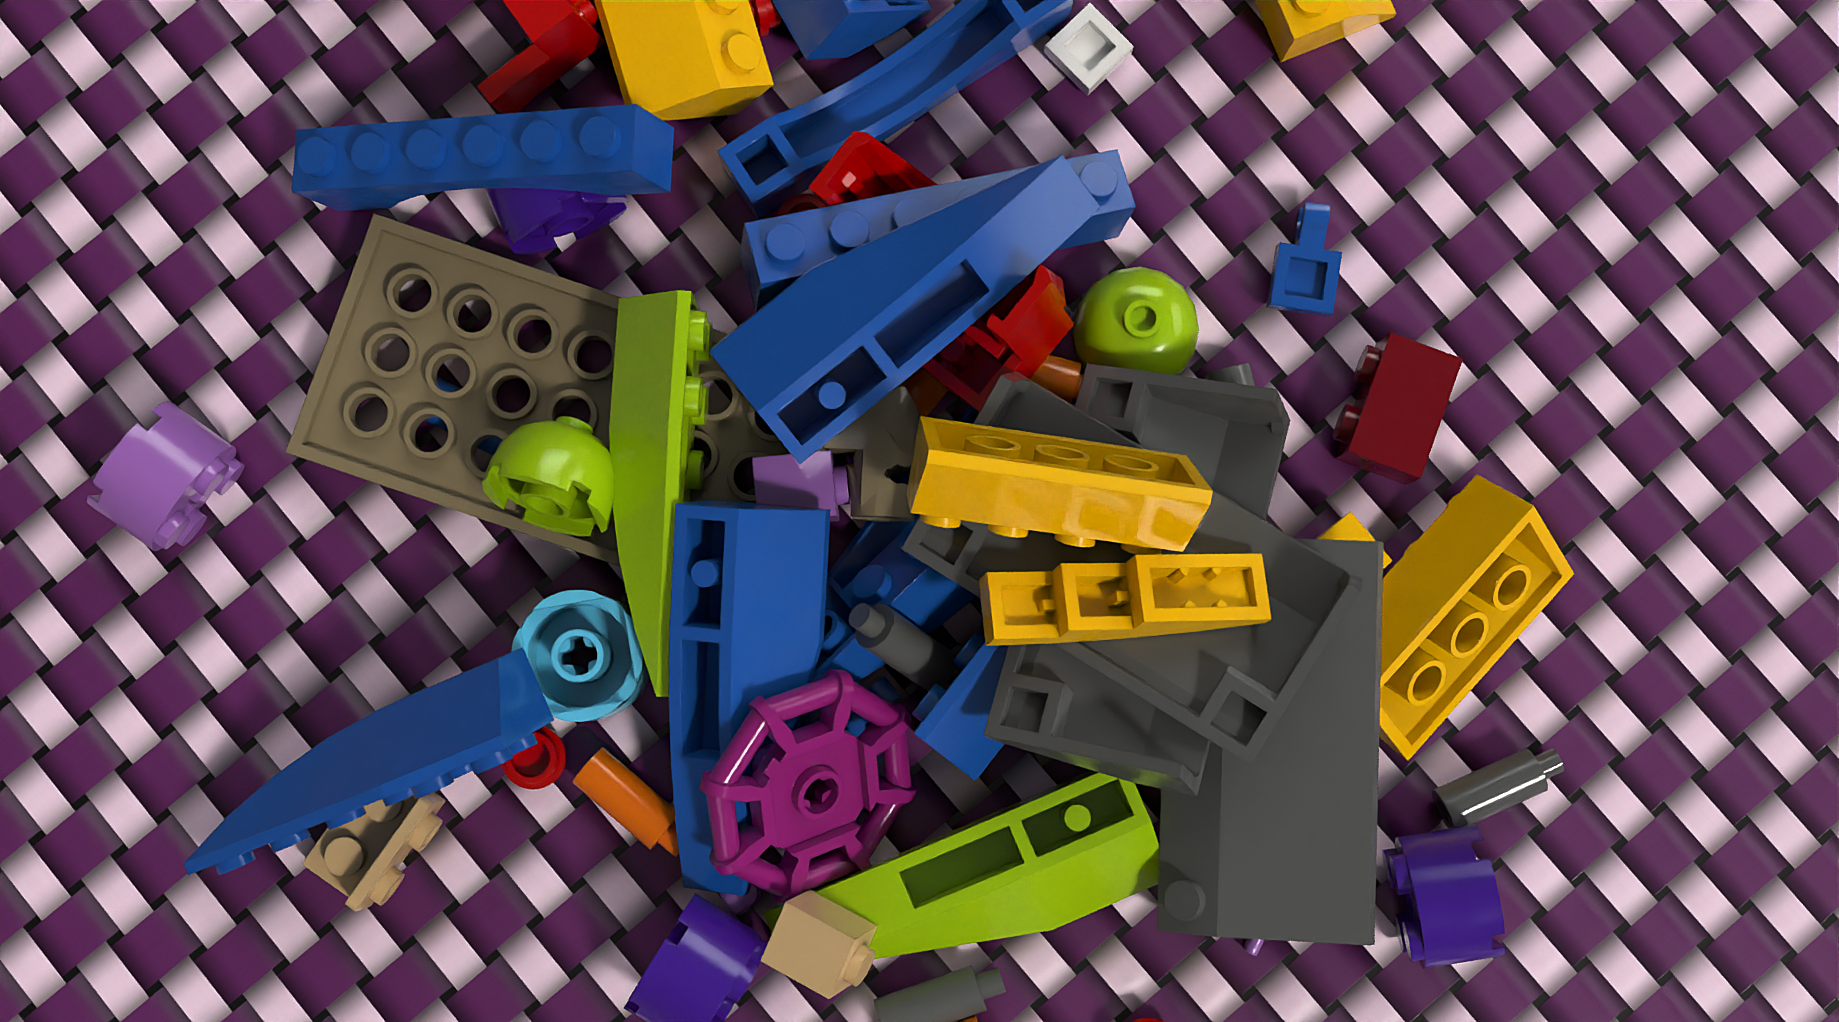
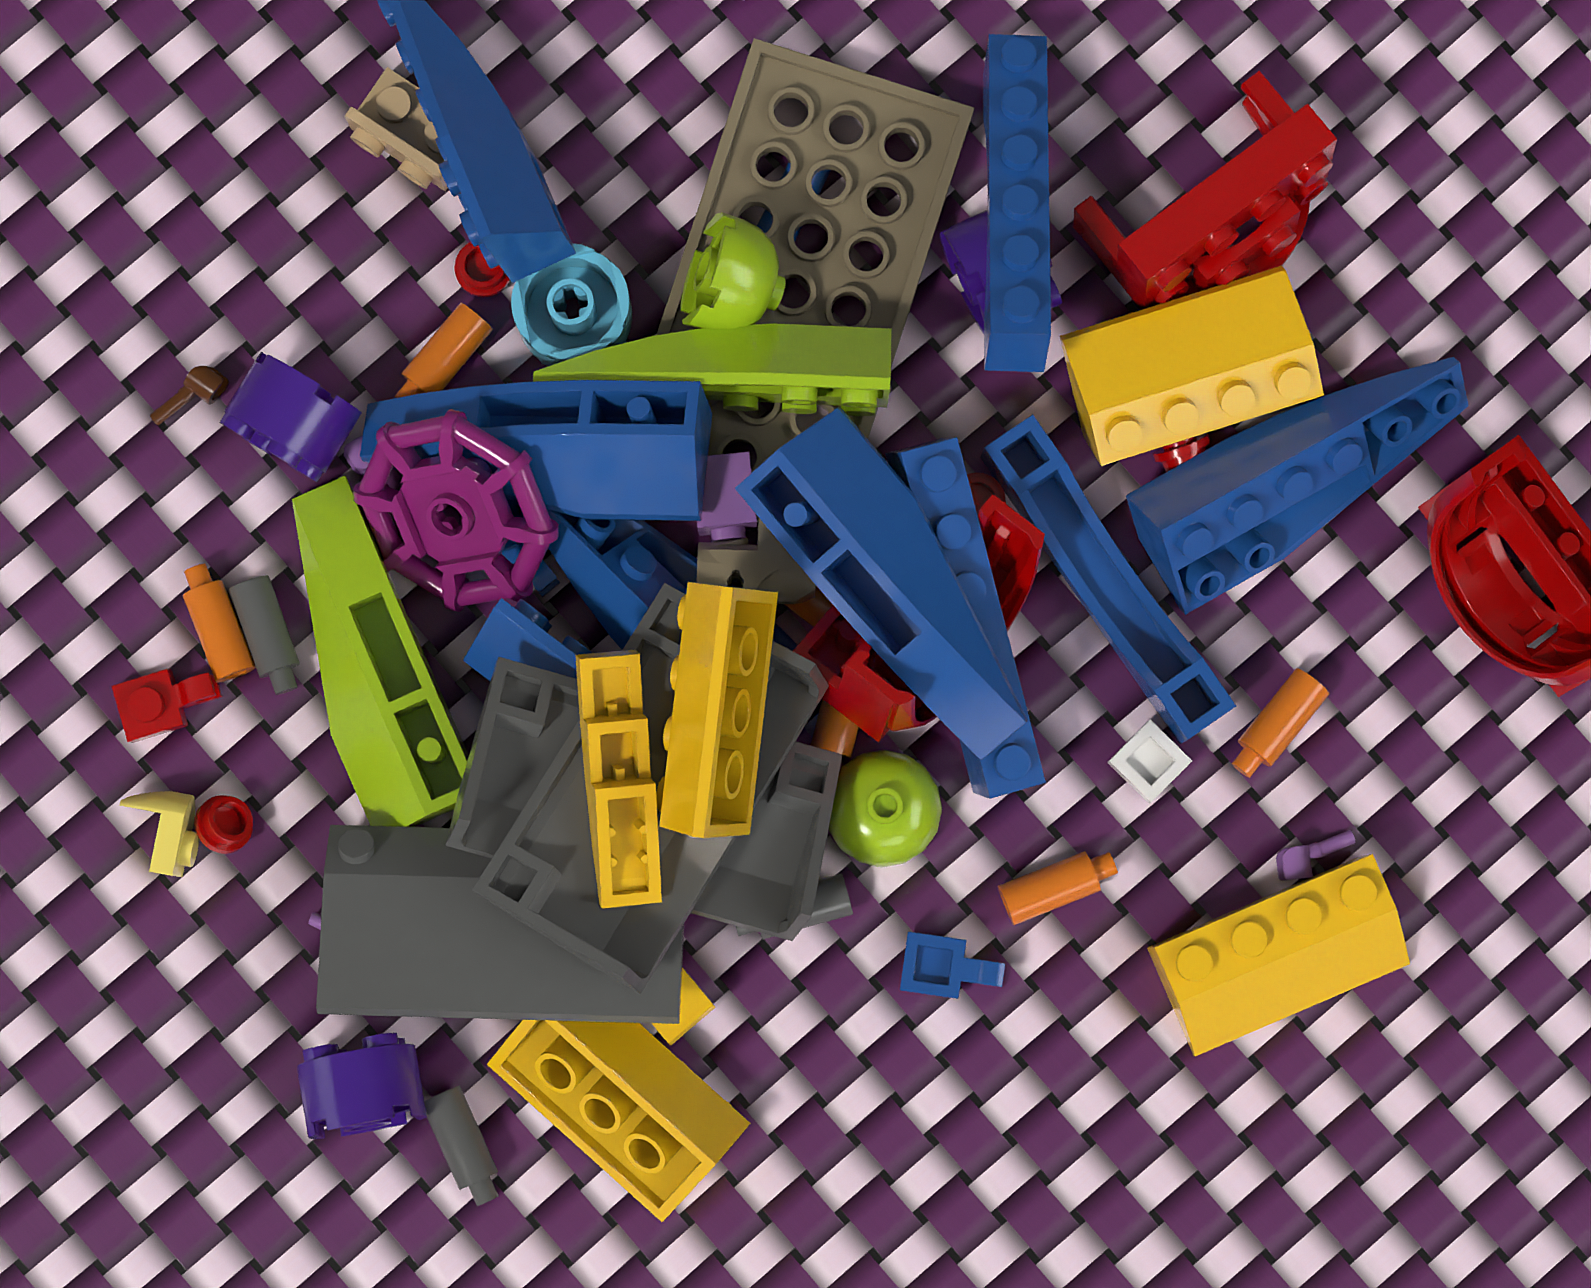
camera: 90 degrees right, 0 degrees up
(820, 944) = (316, 523): tan brick -> none
(902, 645) = (582, 590): dark grey cylinder -> none
(1219, 151) = (1055, 885): none -> orange cylinder
(1396, 408) = (812, 1050): dark red brick -> none

